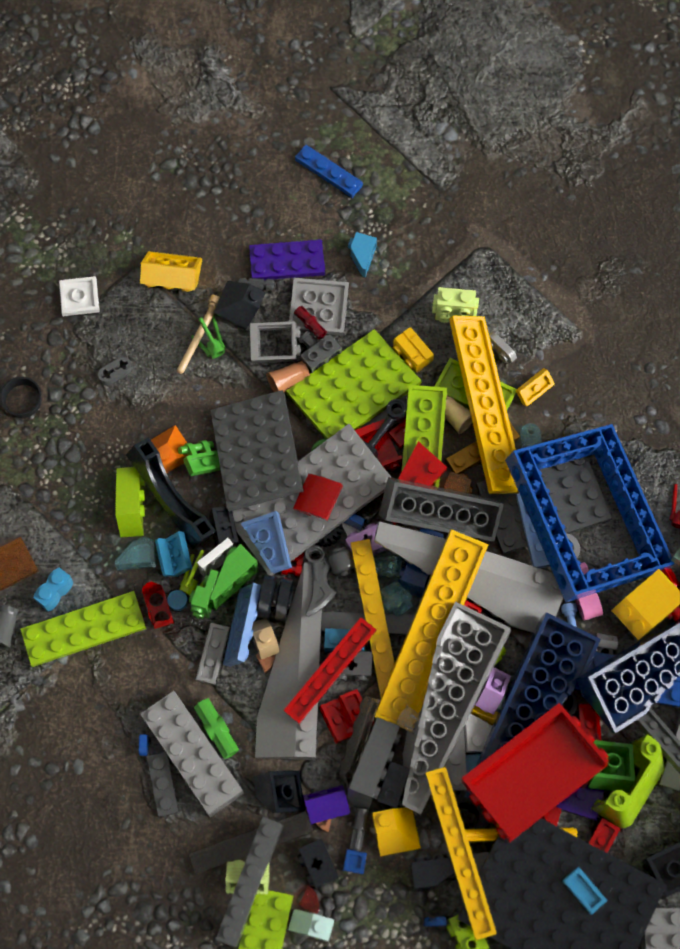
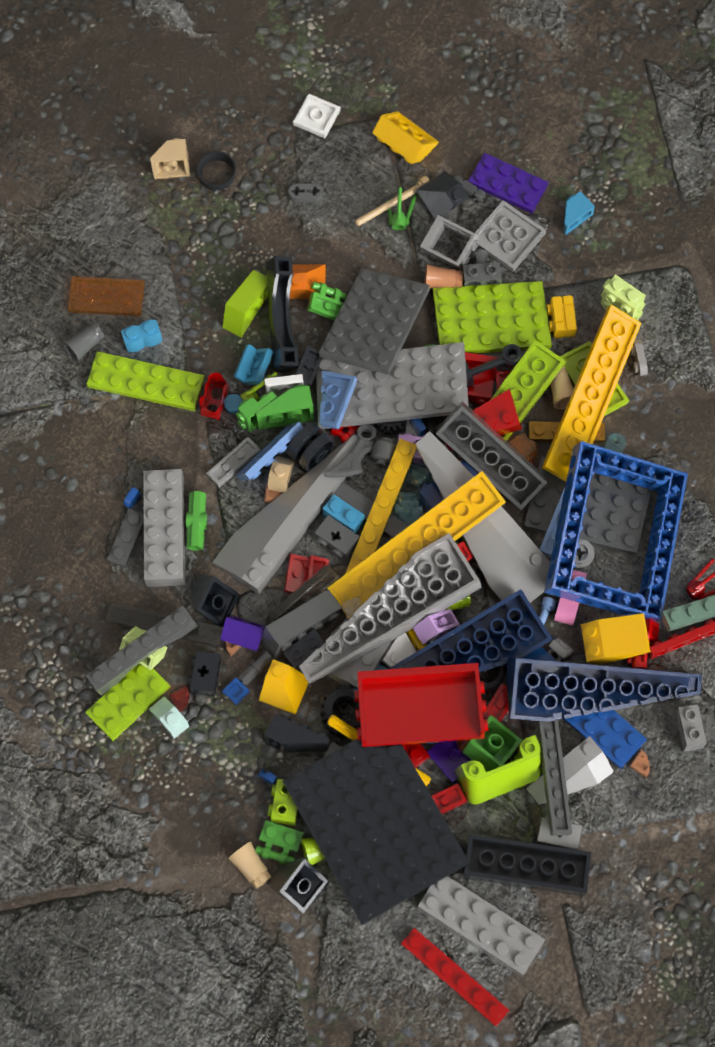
camera: 35 degrees right, 0 degrees up
(138, 555) = (225, 348): clear light blue slope -> none
(310, 322) = (490, 243): dark red pin -> none
(318, 496) = (397, 385): red slope -> none
(329, 171) = (594, 129): blue plate -> none
(329, 670) = (313, 527): red plate -> none
(460, 854) = (317, 730): yellow plate -> none
(535, 387) = (646, 407): yellow plate -> none
(584, 890) = (397, 822): dark azure tile -> none

